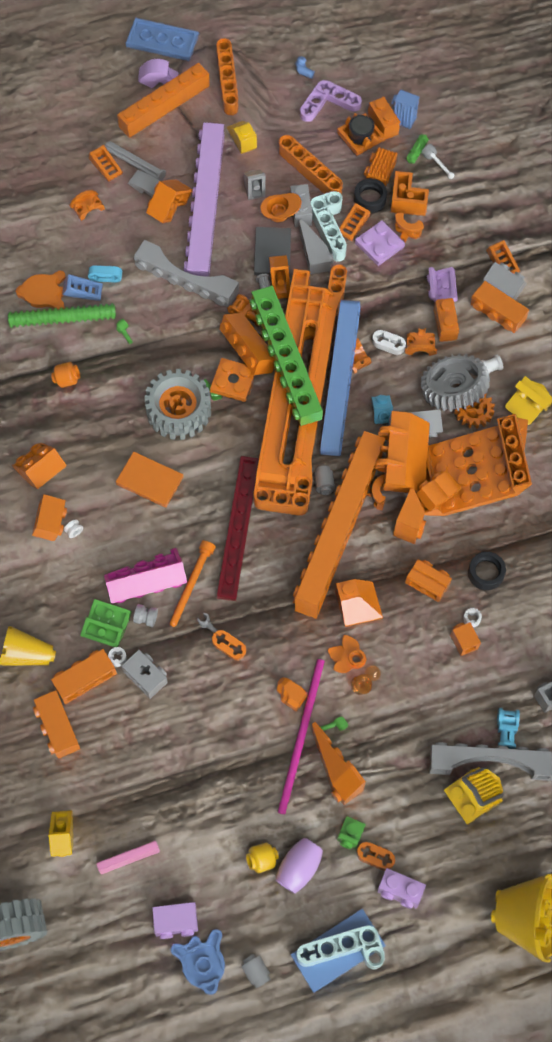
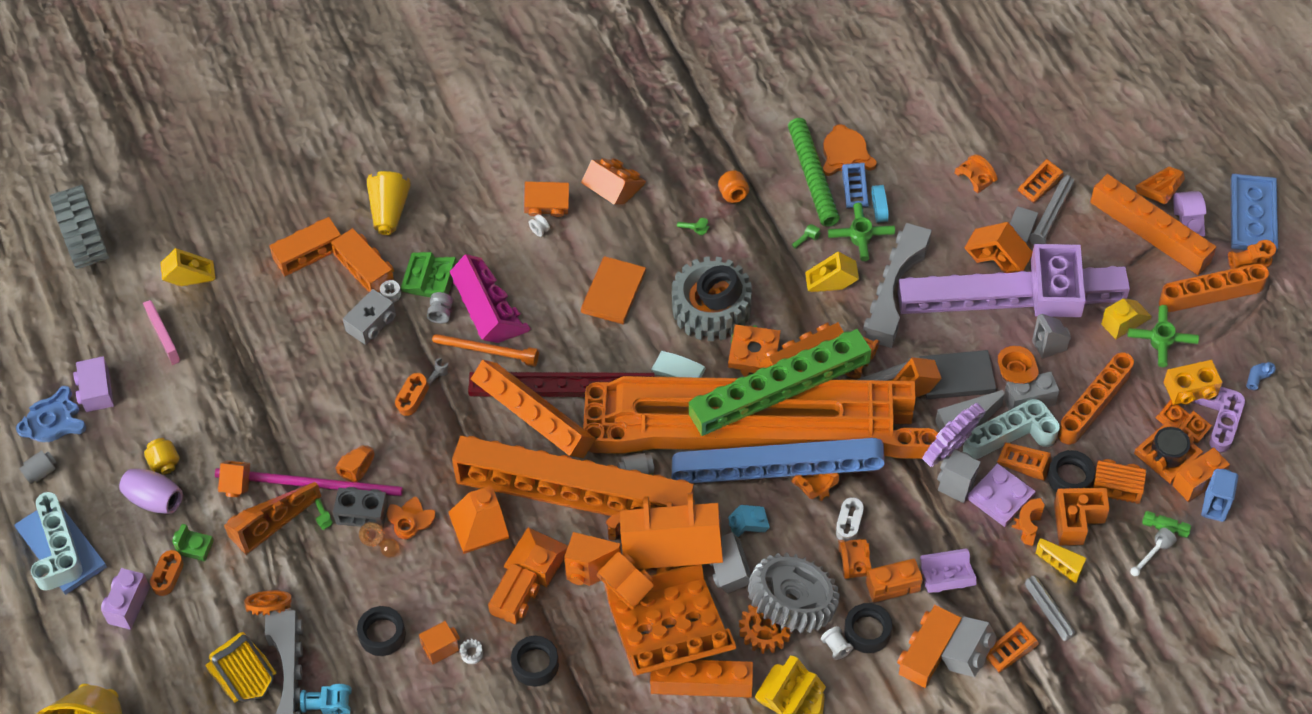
camera: 85 degrees right, 10 degrees down
(99, 406) = (700, 227): none -> bright green hand
(129, 86) = (1161, 185): none -> orange wing
(133, 296) = (861, 231): none -> bright green bar
(166, 389) = (713, 276): none -> black tyre
(168, 318) = (832, 274): none -> yellow slope
(204, 47) = (1253, 255): none -> orange connector
(216, 161) = (1057, 280): none -> lavender brick
(238, 438) = (677, 366): none -> light aqua slope
(263, 115) = (1160, 342): none -> bright green bar
(273, 542) = (533, 409): none -> orange brick
(295, 793) = (234, 478): none -> orange brick
(311, 103) = (1192, 379): none -> light orange brick
(334, 121) = (1179, 417): none -> orange slope
(338, 692) = (359, 512): none -> dark grey brick
(348, 249) = (954, 434): none -> lavender gear
(369, 260) = (958, 475): none -> light grey brick
(394, 561) = (538, 554): none -> orange slope
(419, 768) = (268, 601): none -> orange wheel
(441, 213) = (1062, 559): none -> yellow slope
(455, 668) = (381, 648): none -> black tyre
(474, 230) = (1049, 608): none -> light grey axle
(483, 331) = (868, 610): none -> black tyre

